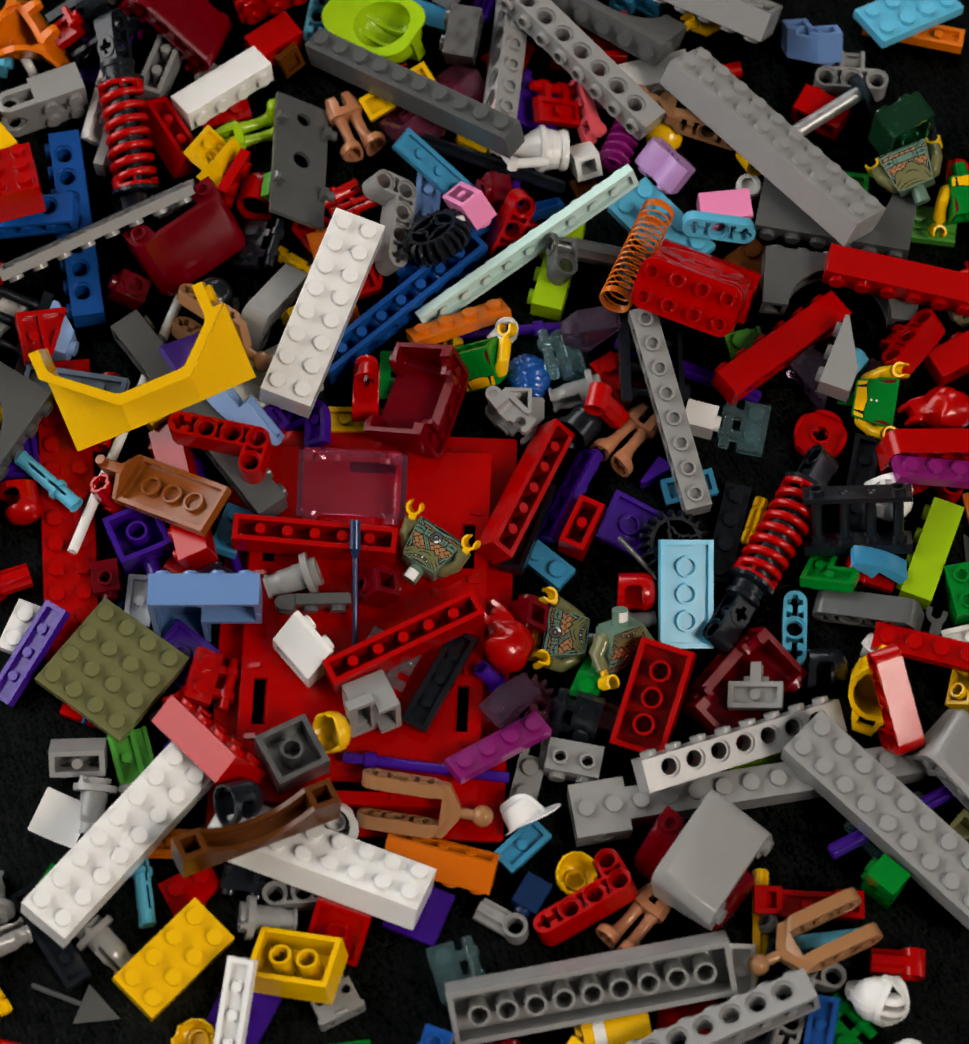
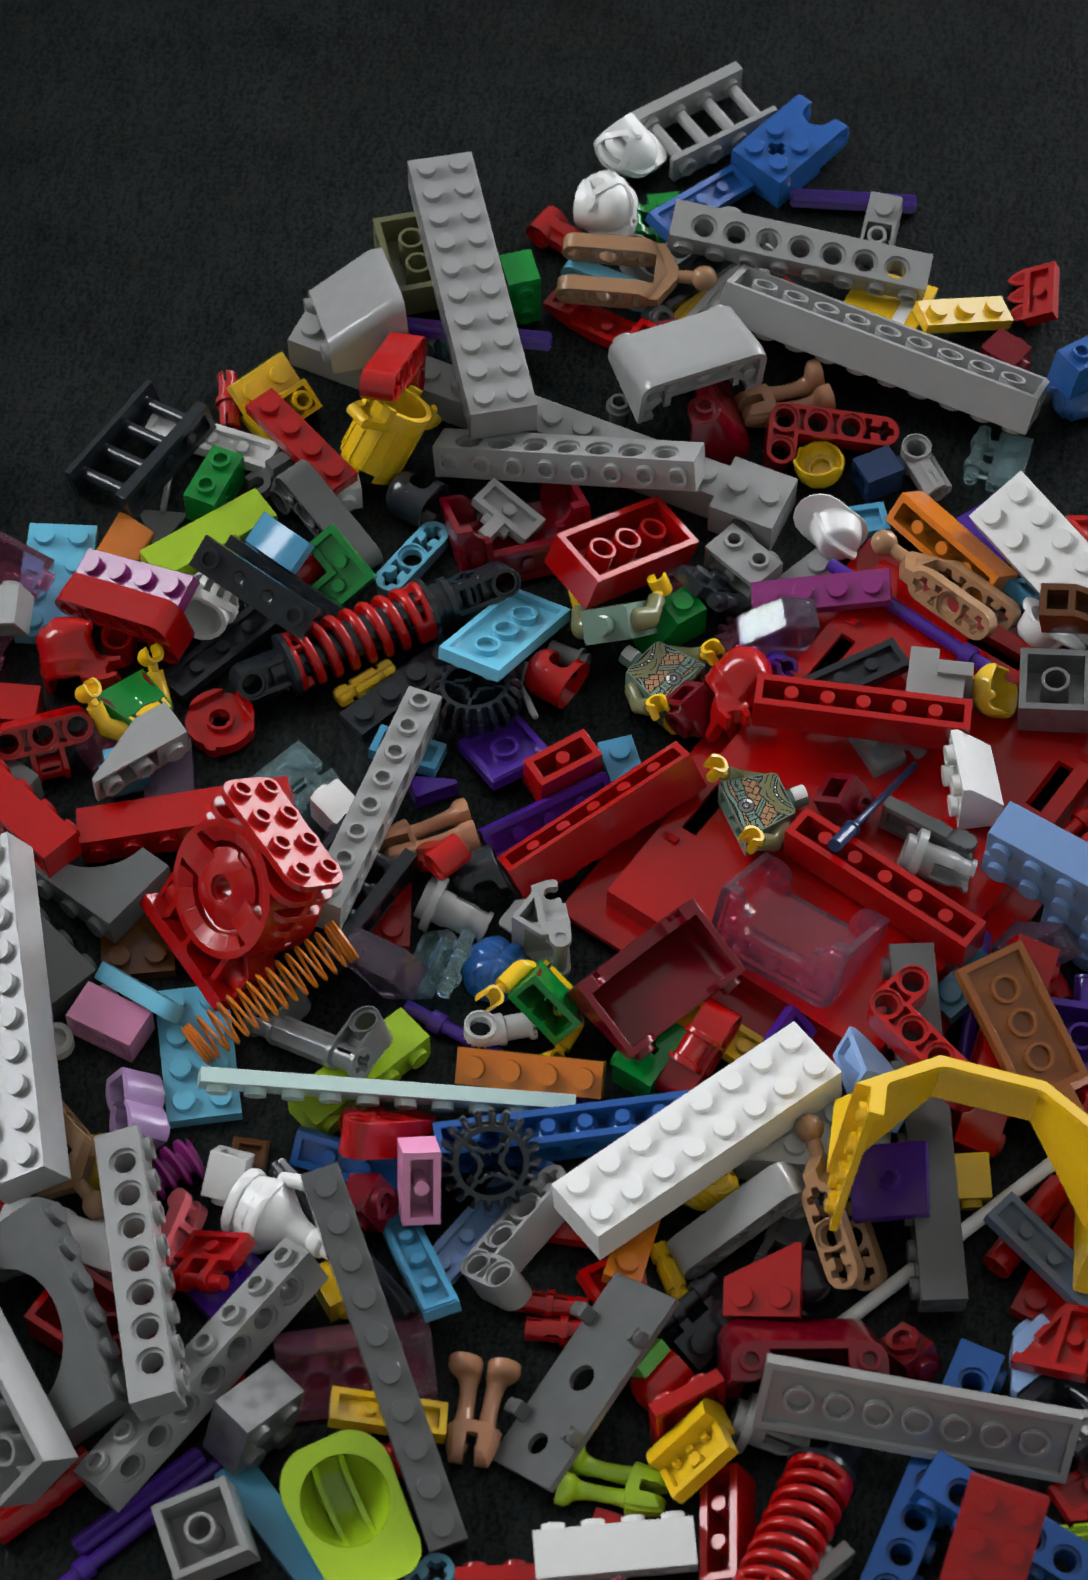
camera: 145 degrees left, 10 degrees down
(230, 265) = (767, 1287): none -> red wing
(289, 60) = (495, 1551): reddish brown tile -> none

